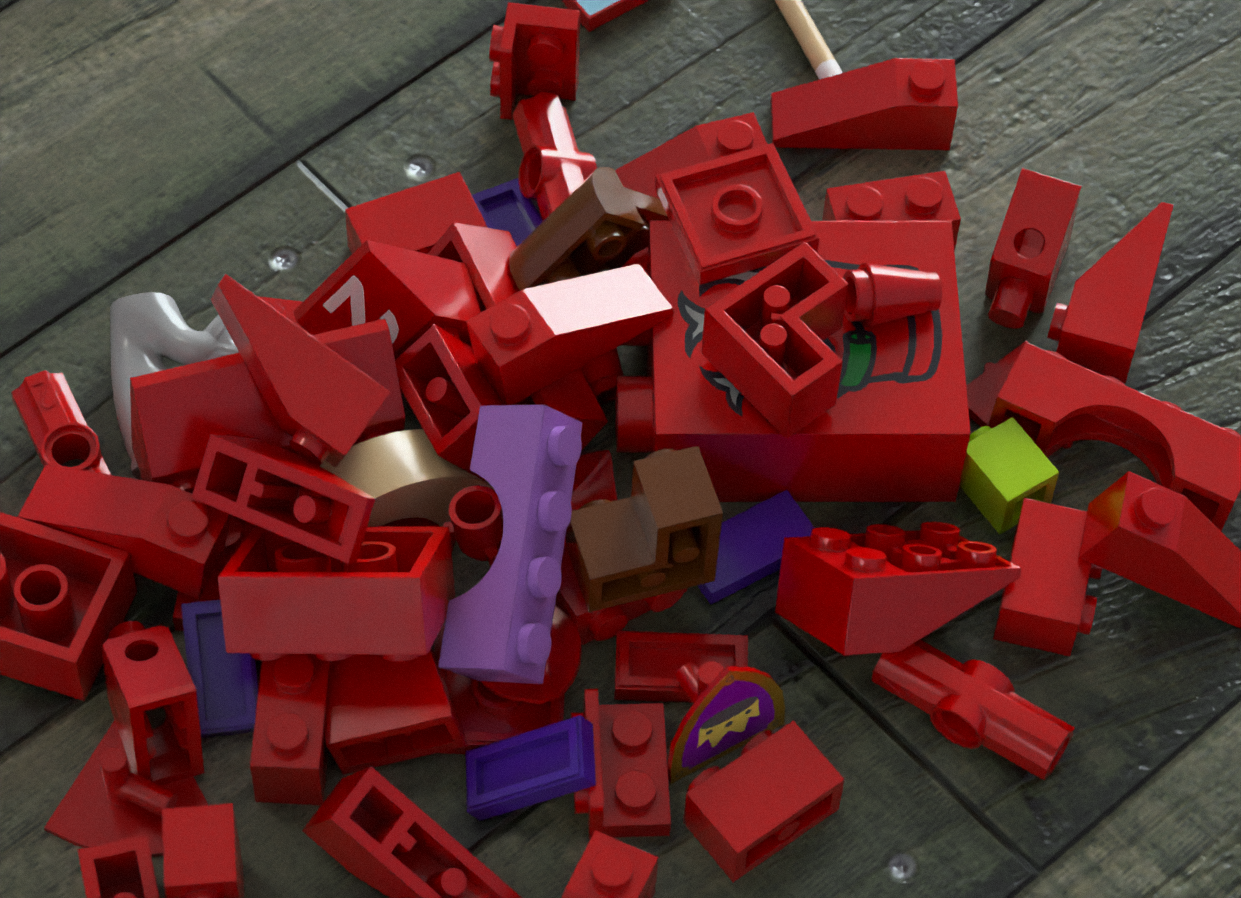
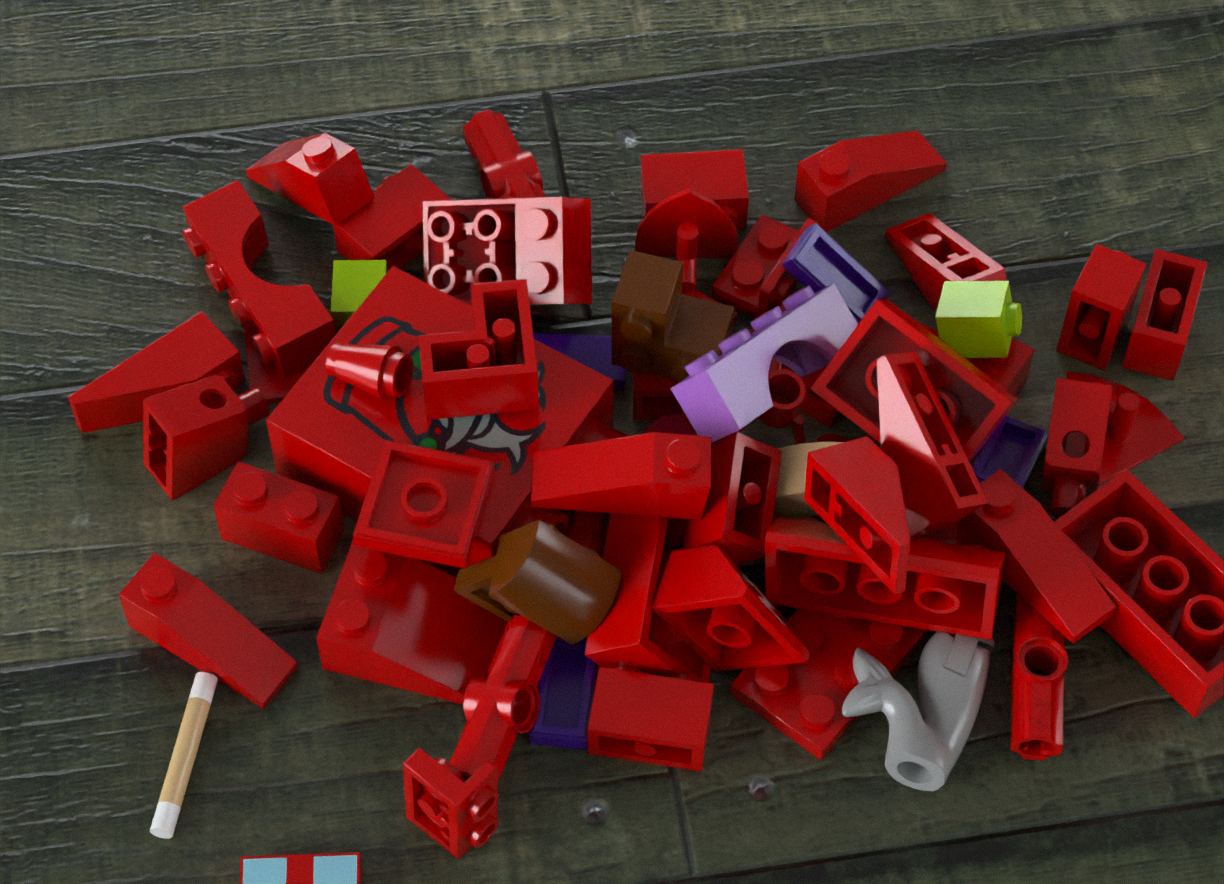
camera: 145 degrees left, 0 degrees up
(324, 725) = (978, 318): none -> lime brick

